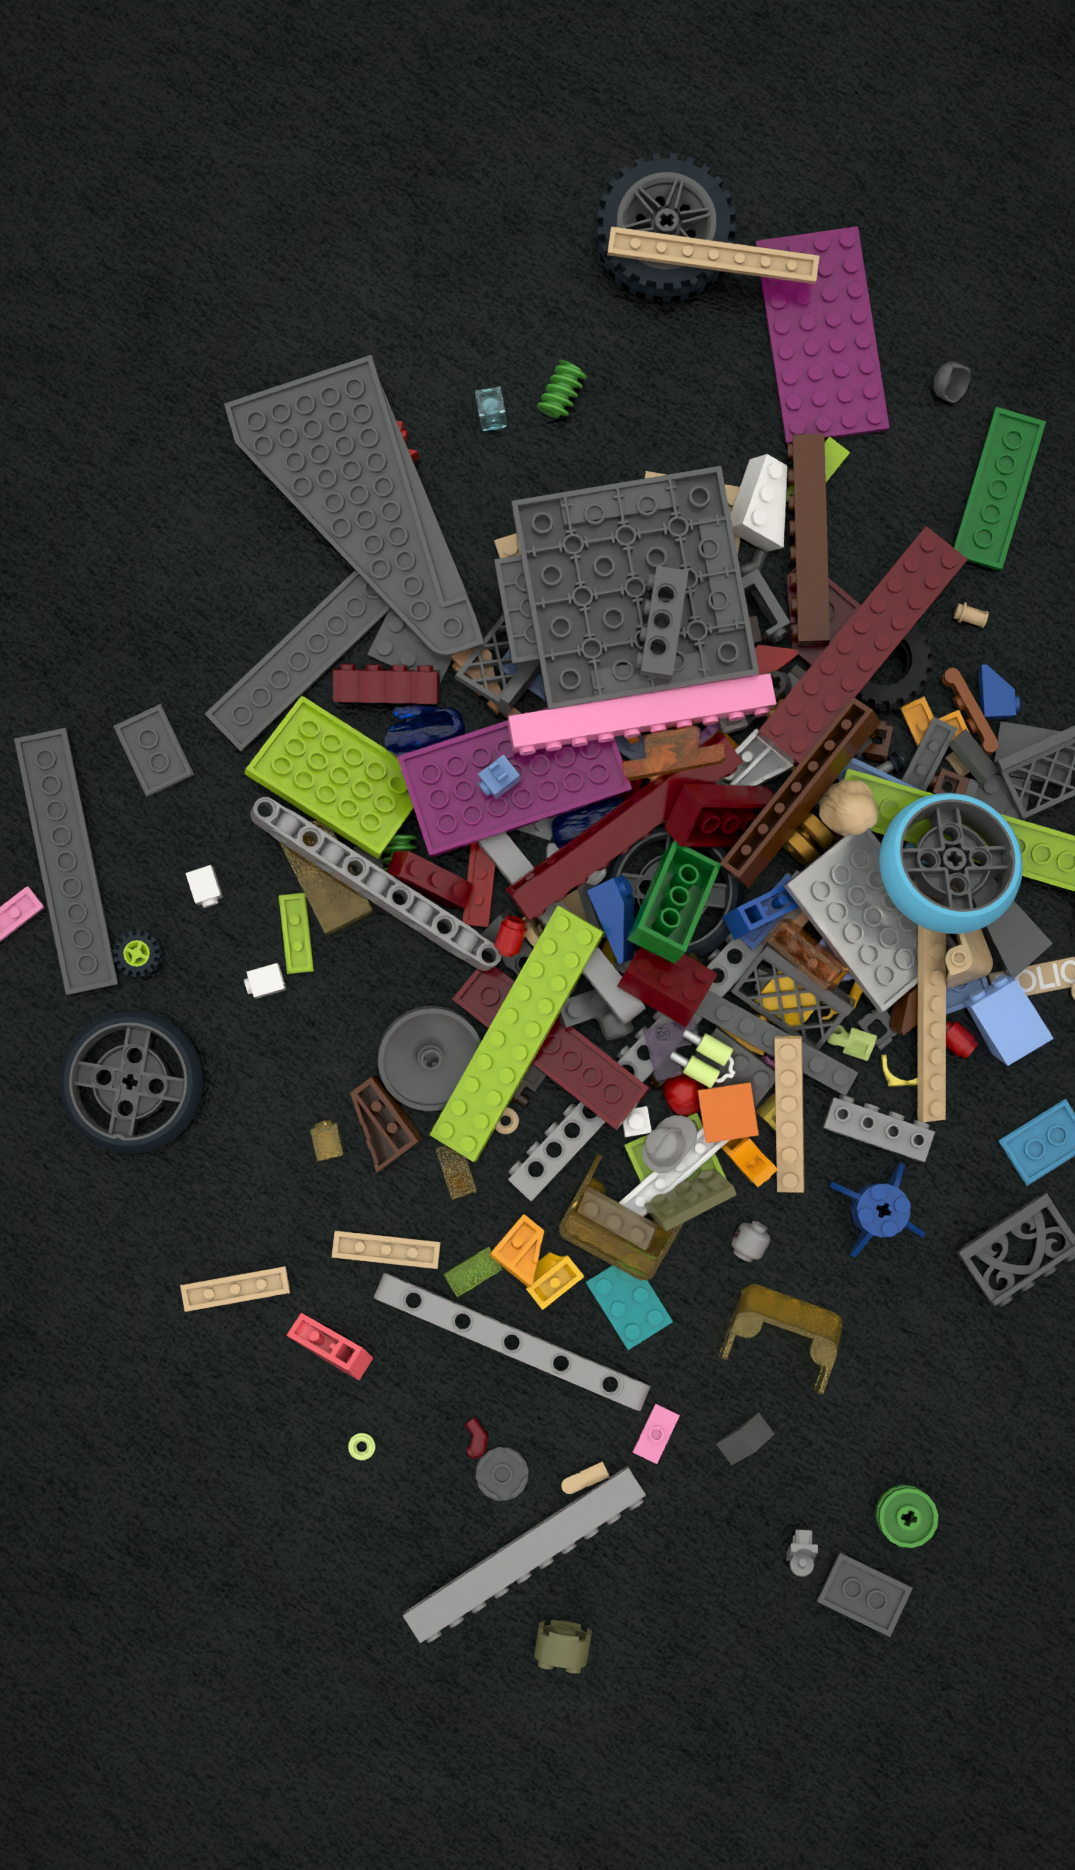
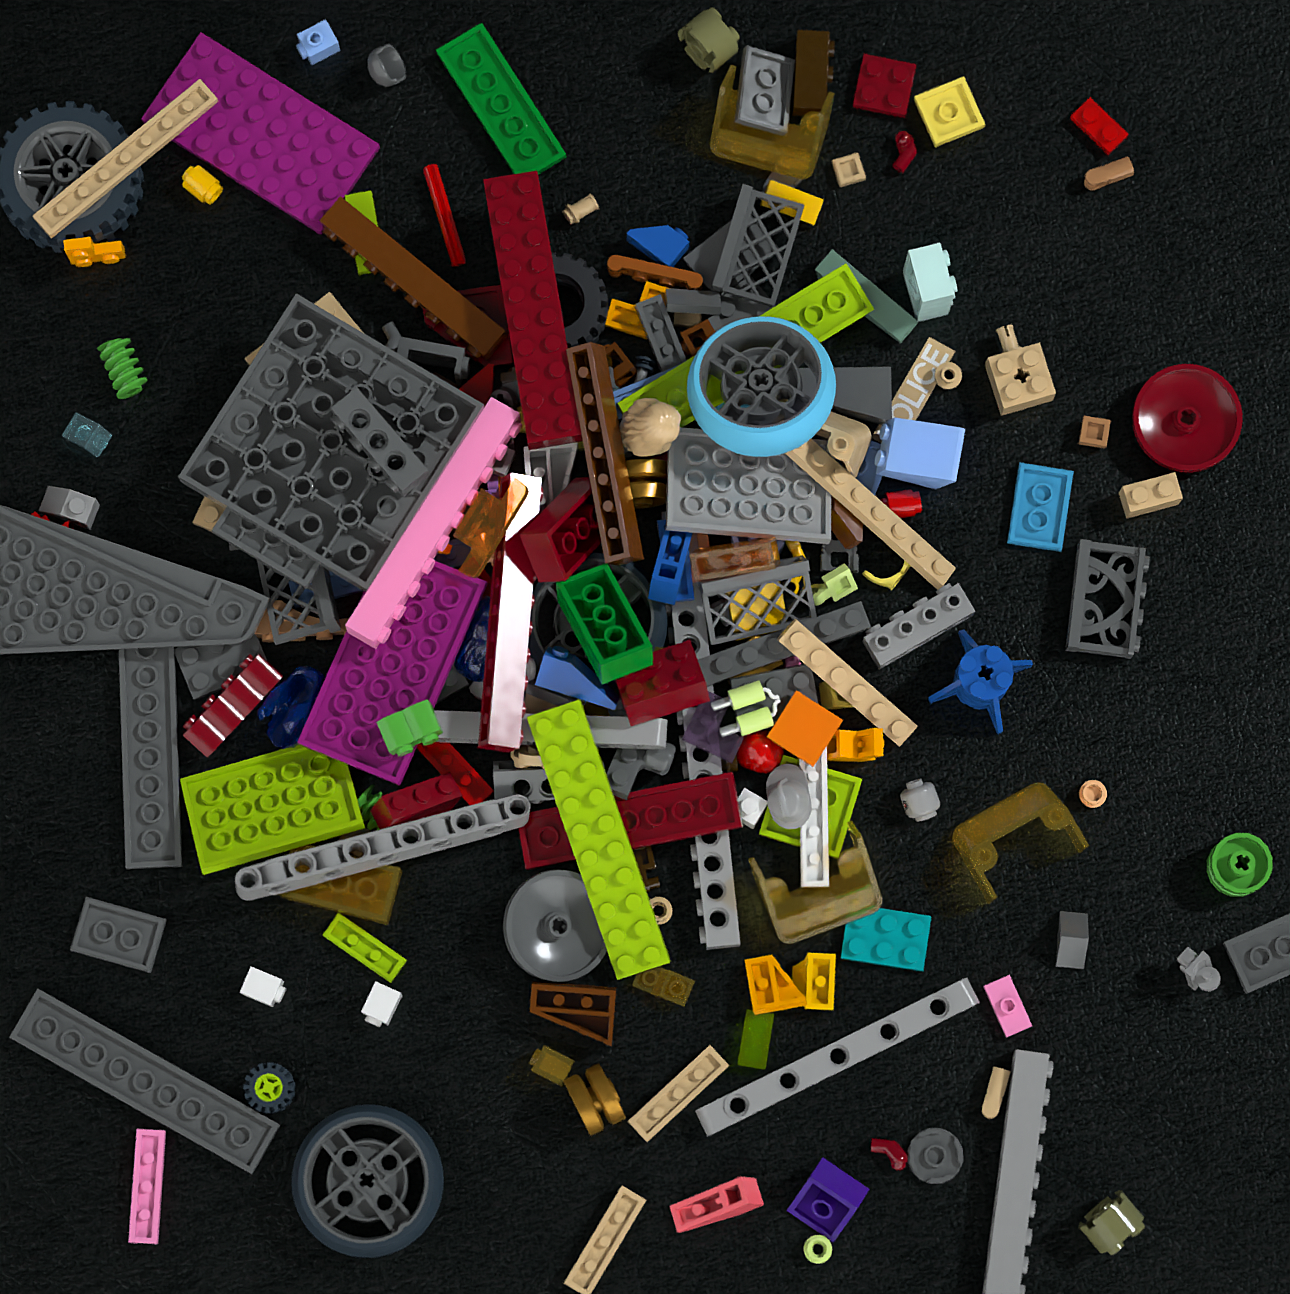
camera: 50 degrees left, 5 degrees down
(327, 1193) = (597, 1097): none -> pearl gold wheel
(403, 1424) = (828, 1199): none -> dark purple slope
(428, 443) = (70, 505): none -> light grey slope
(476, 828) = (410, 727): none -> bright green brick
(498, 777) = (385, 676): medium blue brick -> none
(510, 936) = (518, 776): red brick -> none
(617, 1218) = (813, 887): dark tan plate -> none
(621, 288) = (84, 252): none -> light orange plate
(690, 1199) = (846, 815): olive plate -> none
(746, 327) = (201, 184): none -> yellow brick
(761, 504) = (351, 290): white wedge -> none
(866, 1362) = (1092, 793): none -> light nougat plate
(878, 521) = (444, 215): none -> red axle
(924, 316) = (317, 42): none -> light blue brick

